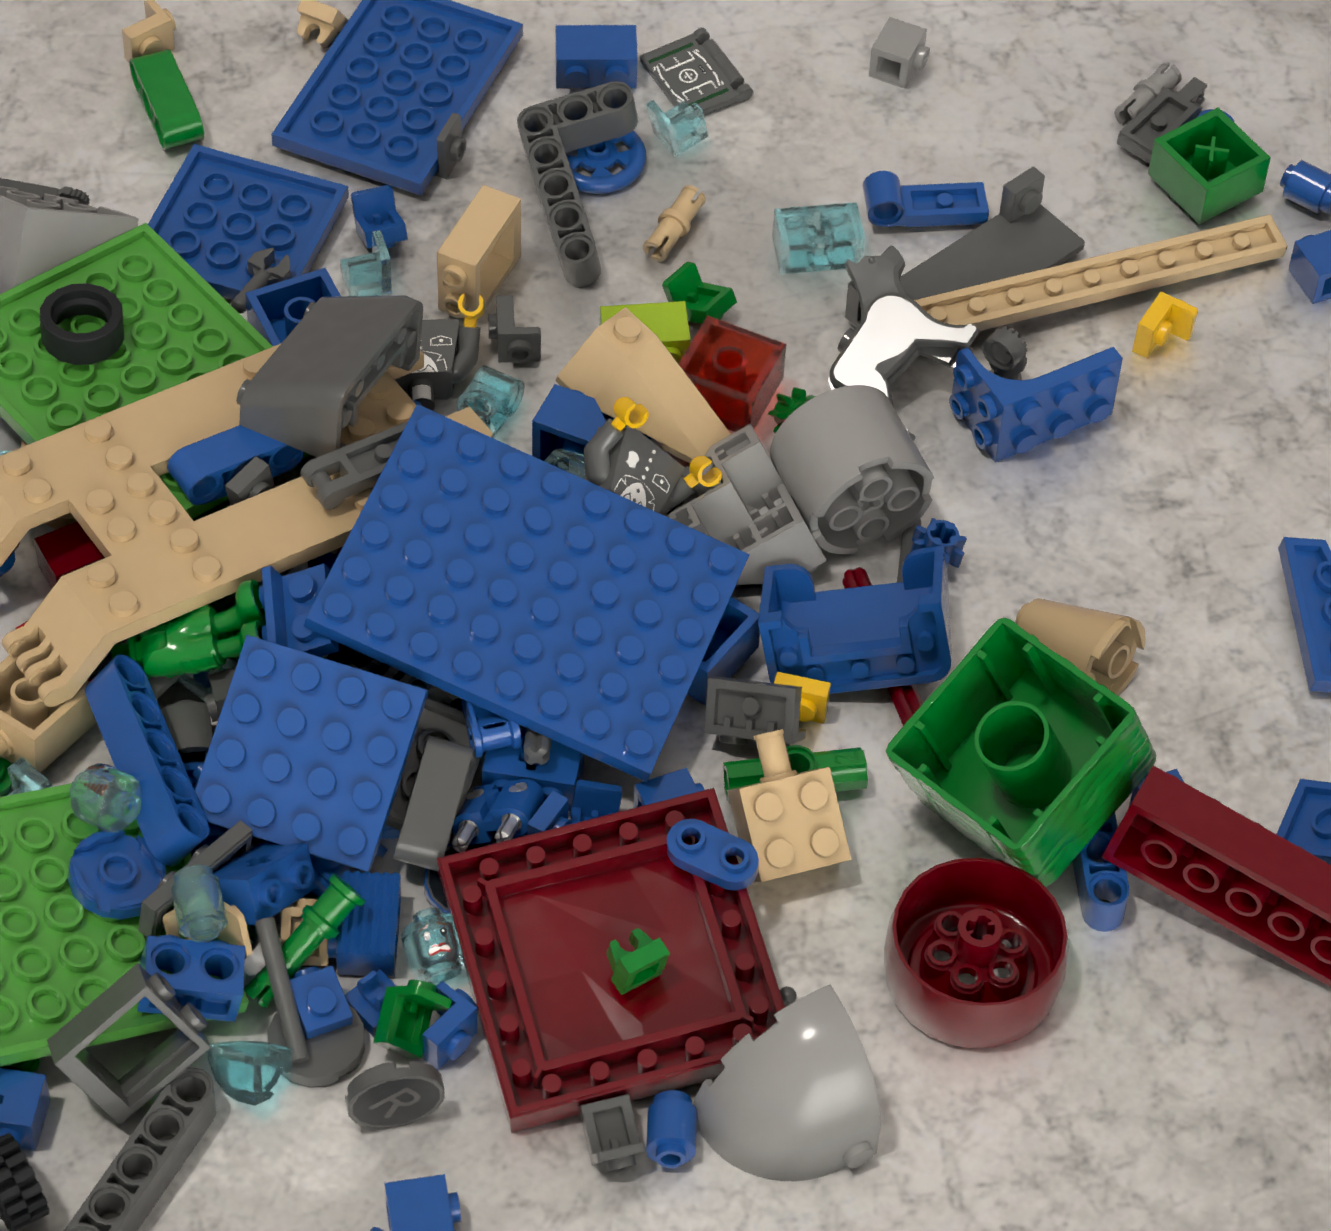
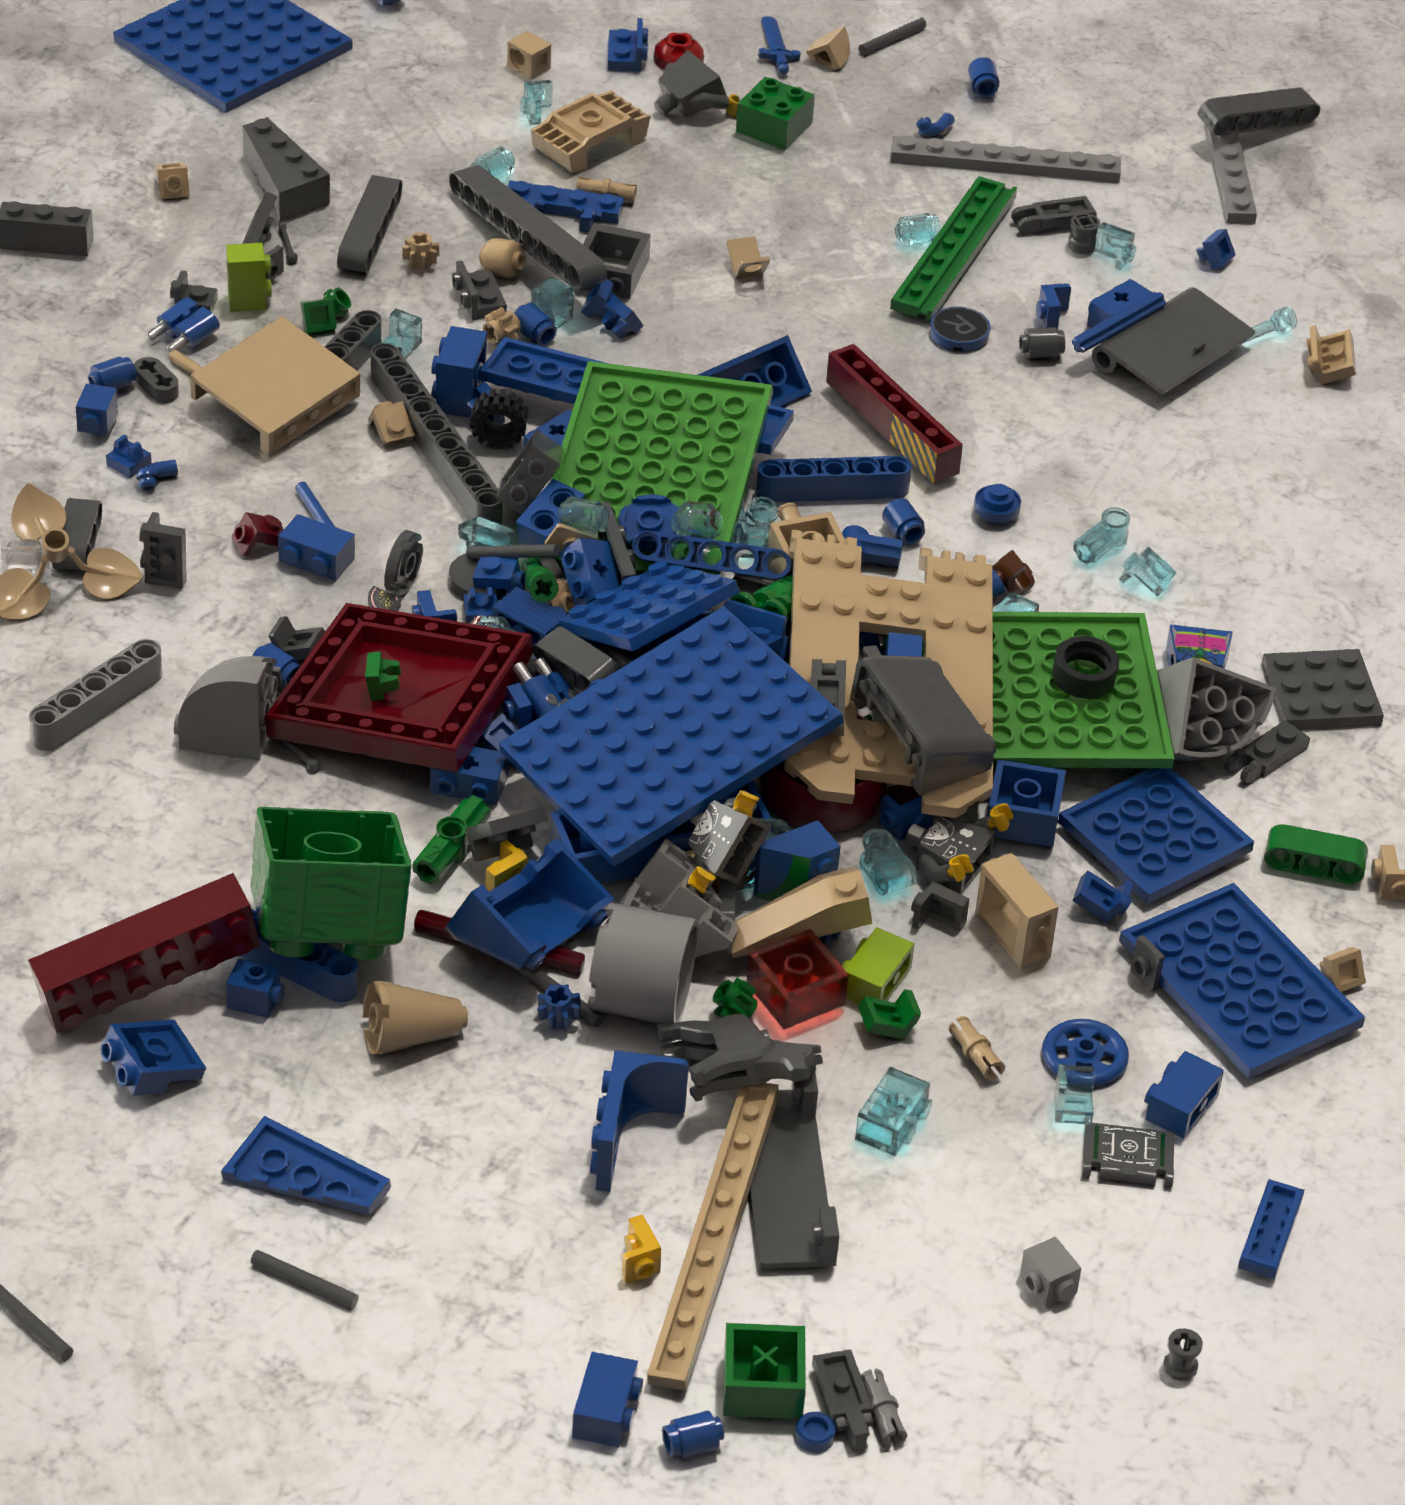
camera: 125 degrees right, 10 degrees down
(257, 266) = (1087, 808): dark grey bar -> none
(369, 272) = (1059, 873): clear light blue panel -> none
(407, 1016) = (450, 596): green bracket -> none
(459, 1108) = (382, 599): none -> dark grey tile
(550, 132) = (1076, 996): dark grey beam -> none
(709, 855) = (409, 724): blue plate -> none
(789, 814) = (417, 792): tan brick -> none
(923, 205) = (879, 1190): blue plate -> none
(971, 913) = (222, 810): dark red wheel -> none
(1005, 353) = (683, 1119): dark grey connector -> none

